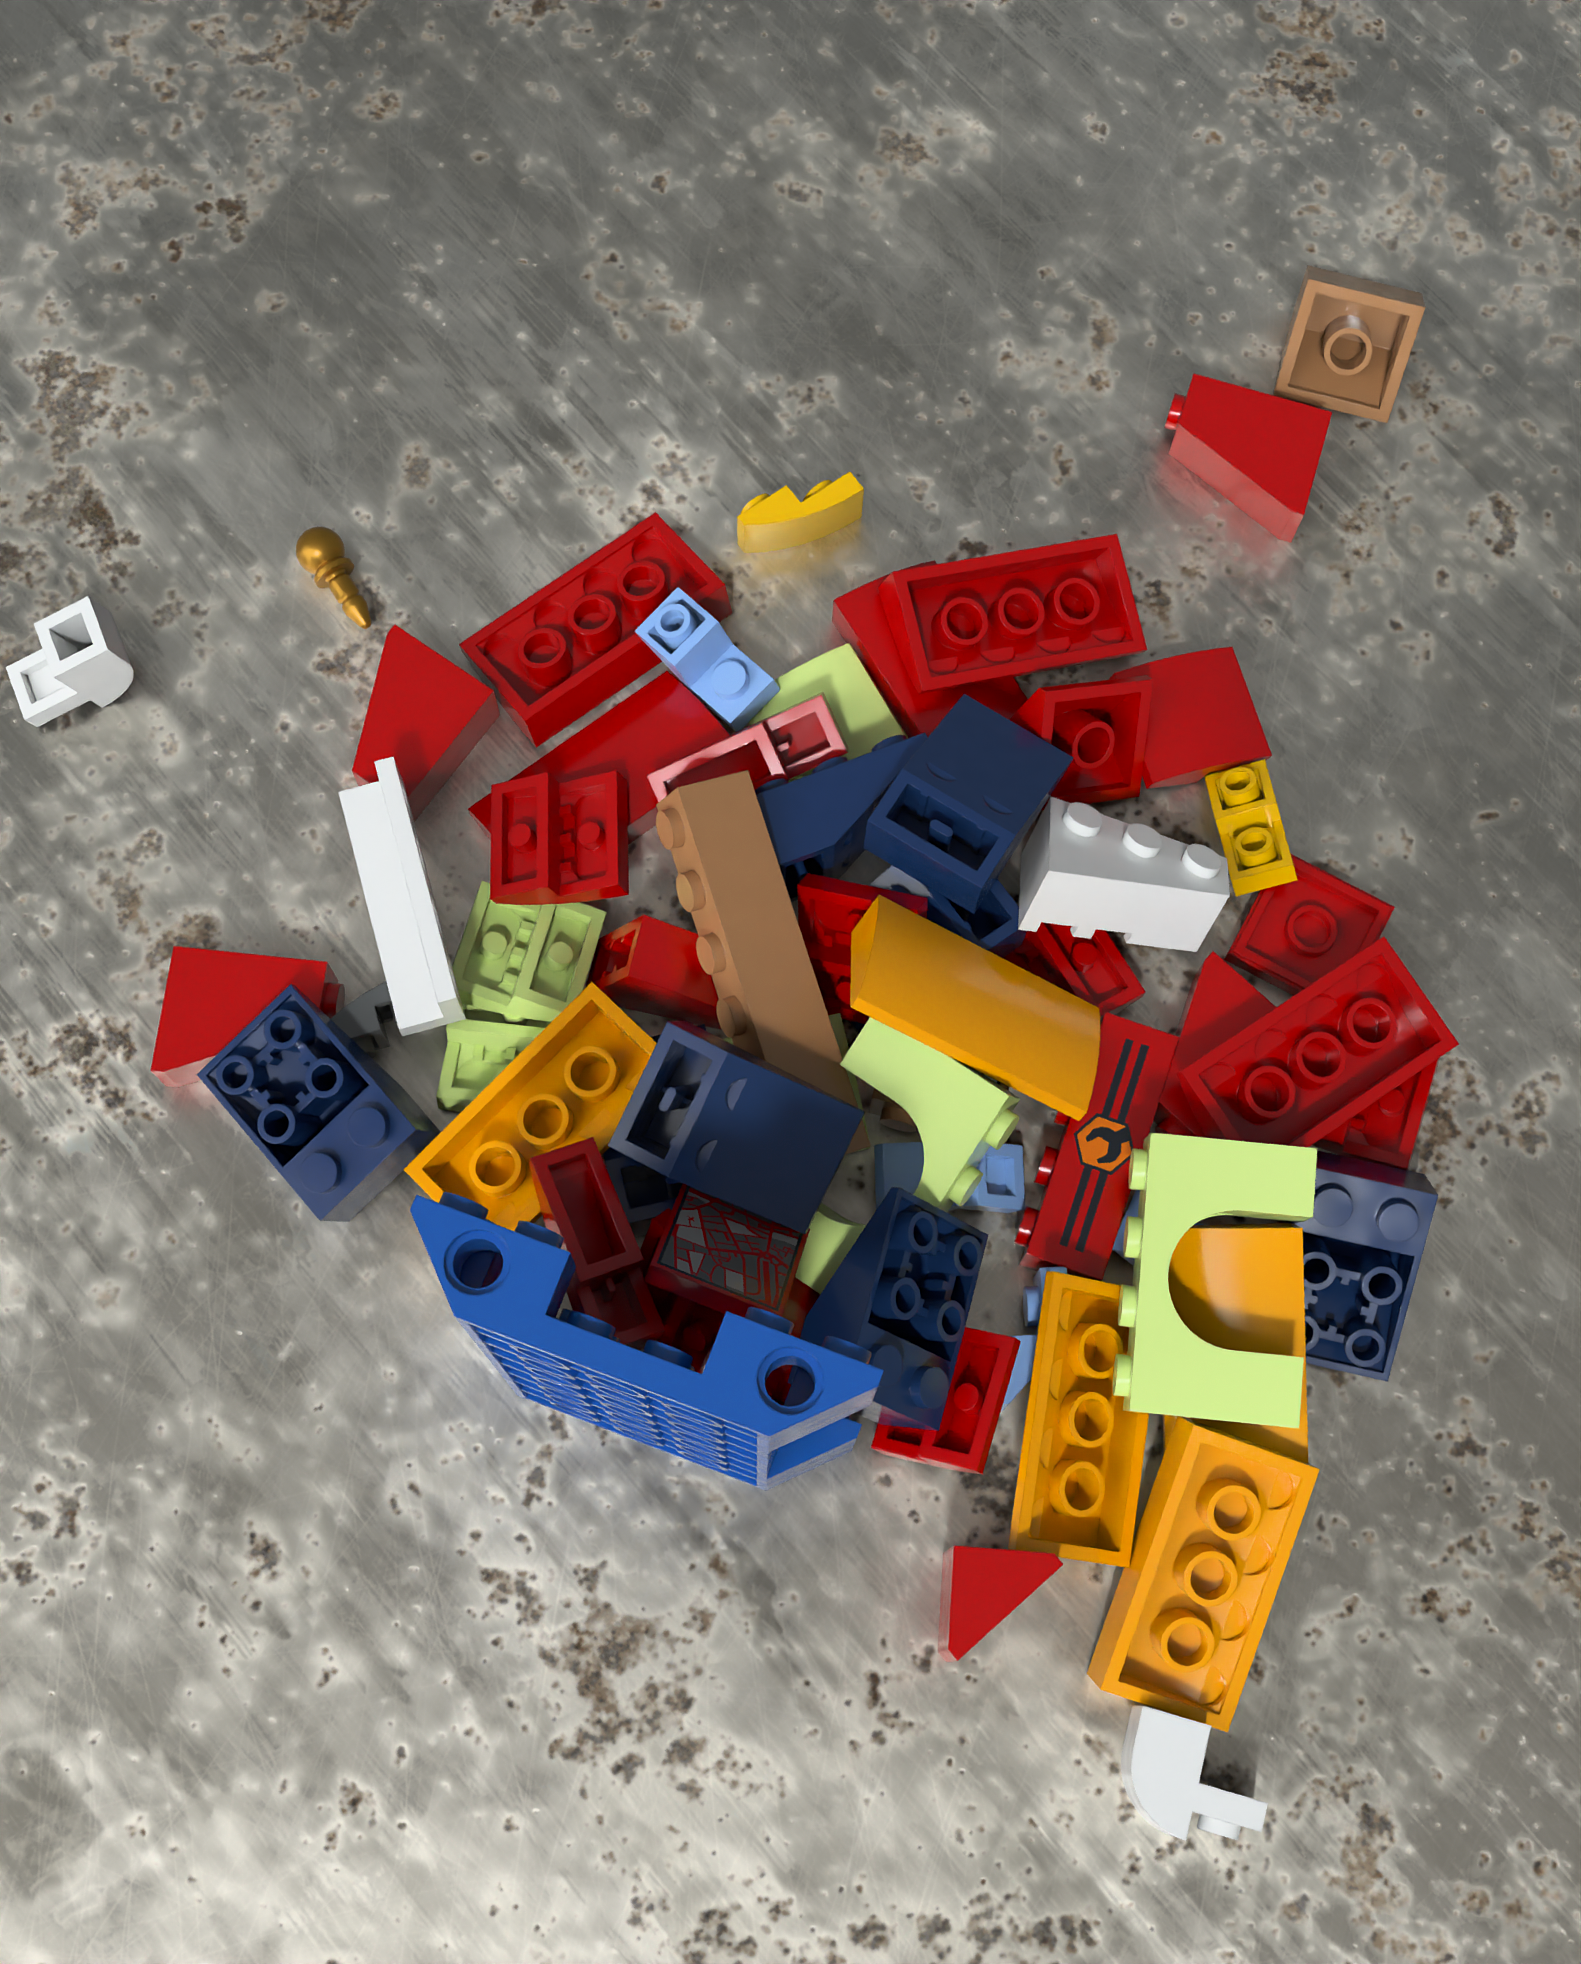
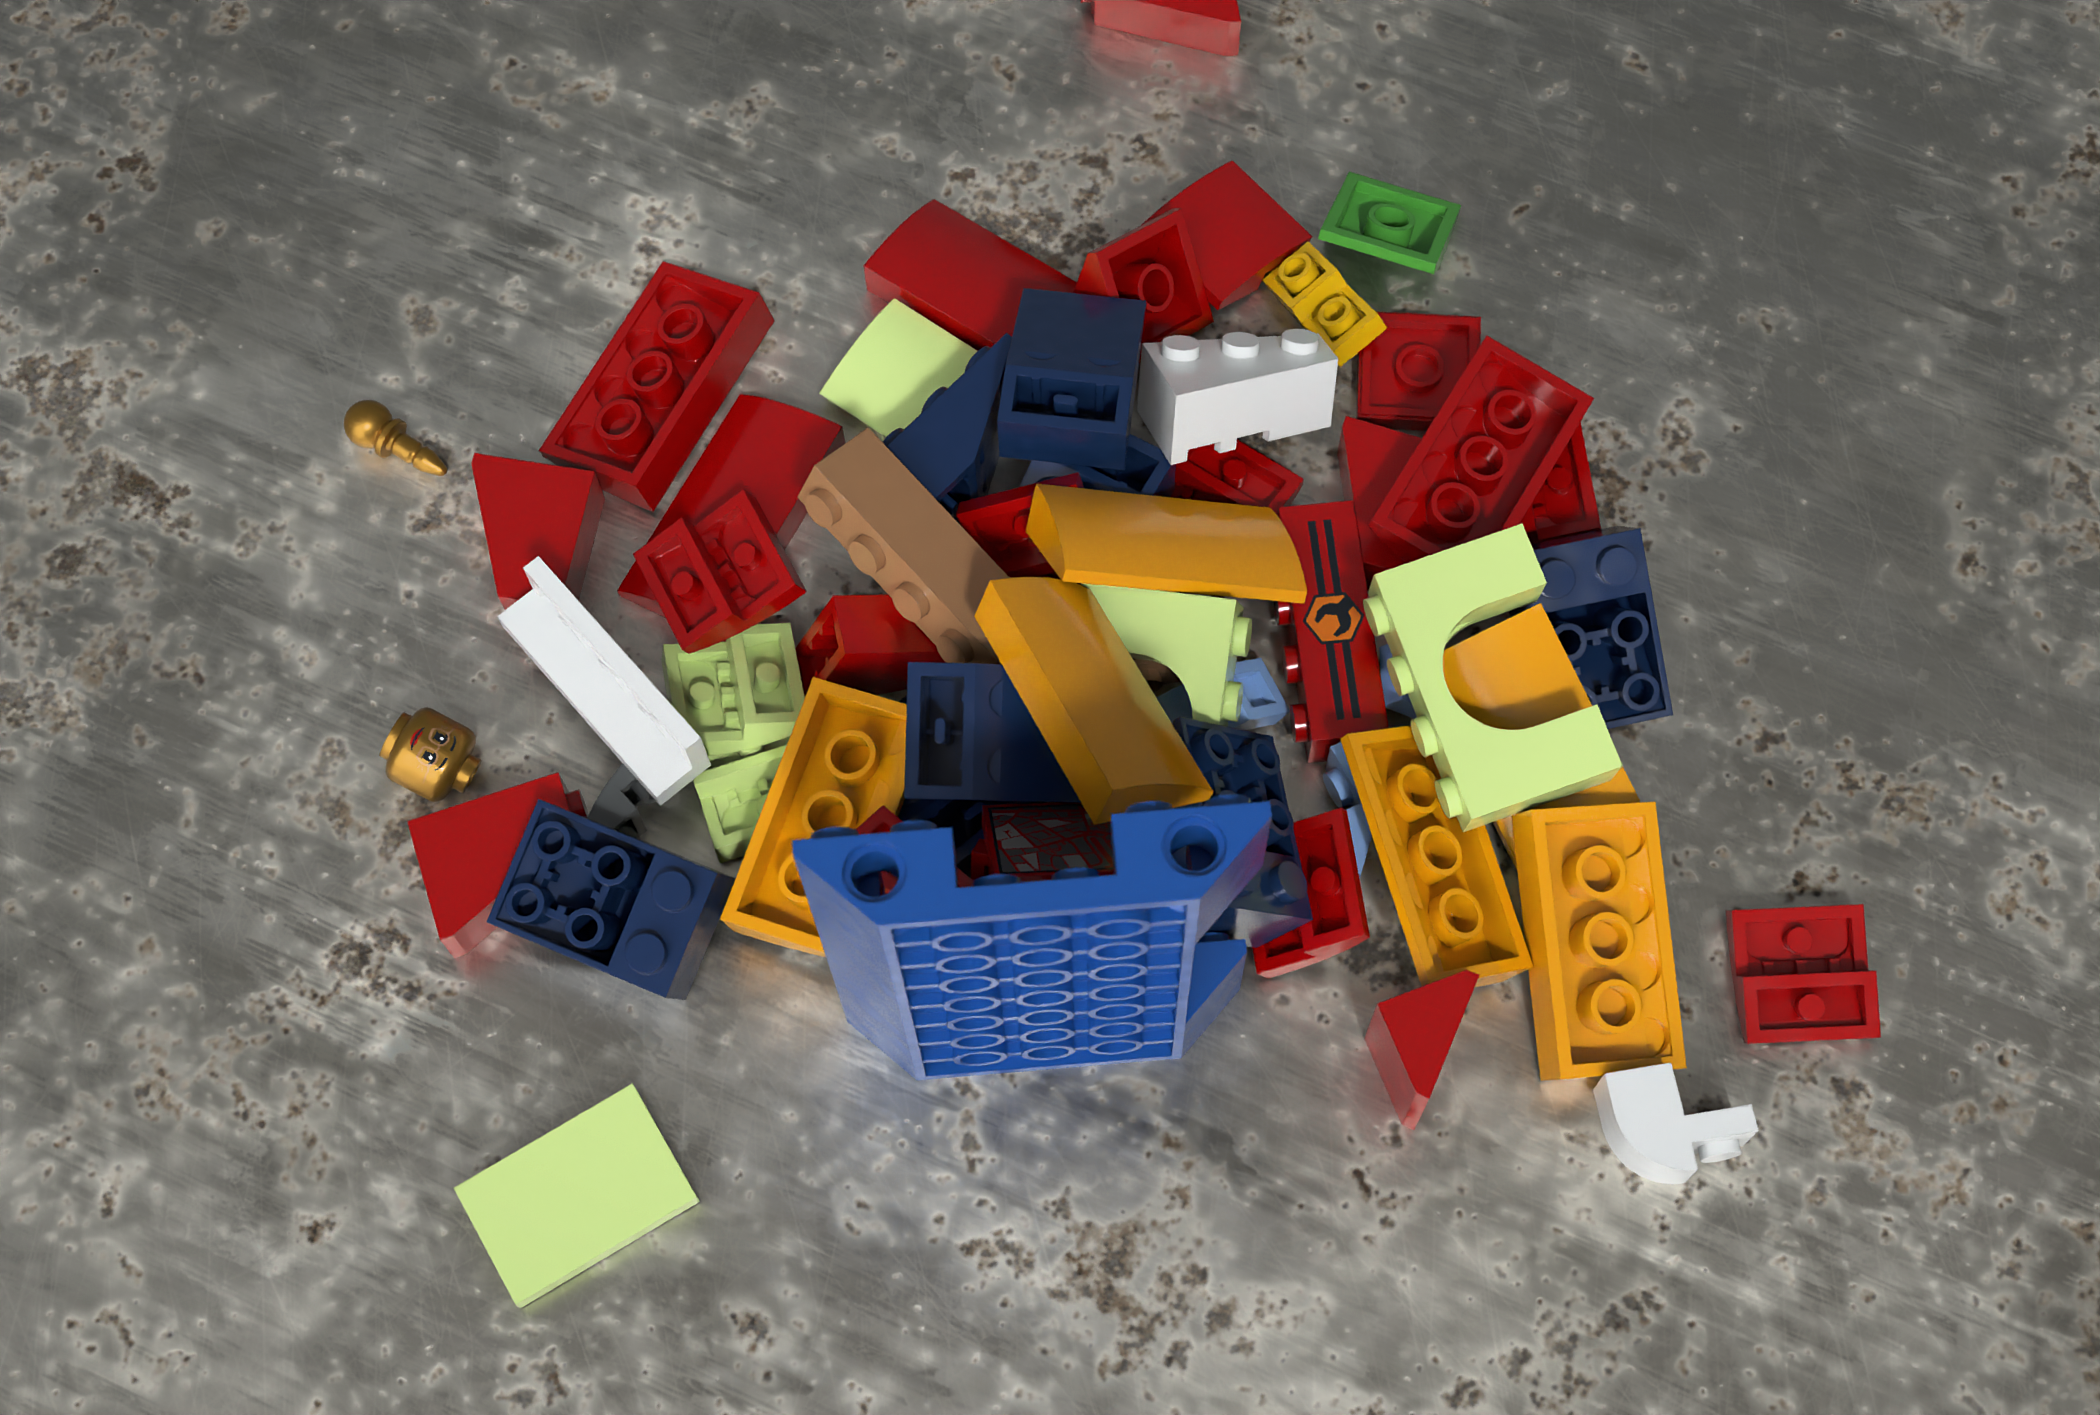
camera: 20 degrees left, 5 degrees down
(77, 663) = (192, 616): white brick -> none
(166, 1358) = (576, 1195): none -> yellowish green tile
(227, 889) = (430, 754): none -> pearl gold head
(707, 660) = (769, 364): light blue slope -> none
(769, 749) = (881, 402): red slope -> none
(785, 522) = (788, 217): yellow slope -> none
(819, 1136) = (1087, 696): none -> light orange slope
(1012, 613) = (1027, 210): red slope -> none
(1352, 776) = (1390, 223): none -> bright green slope
(1385, 1693) = (1802, 974): none -> red slope

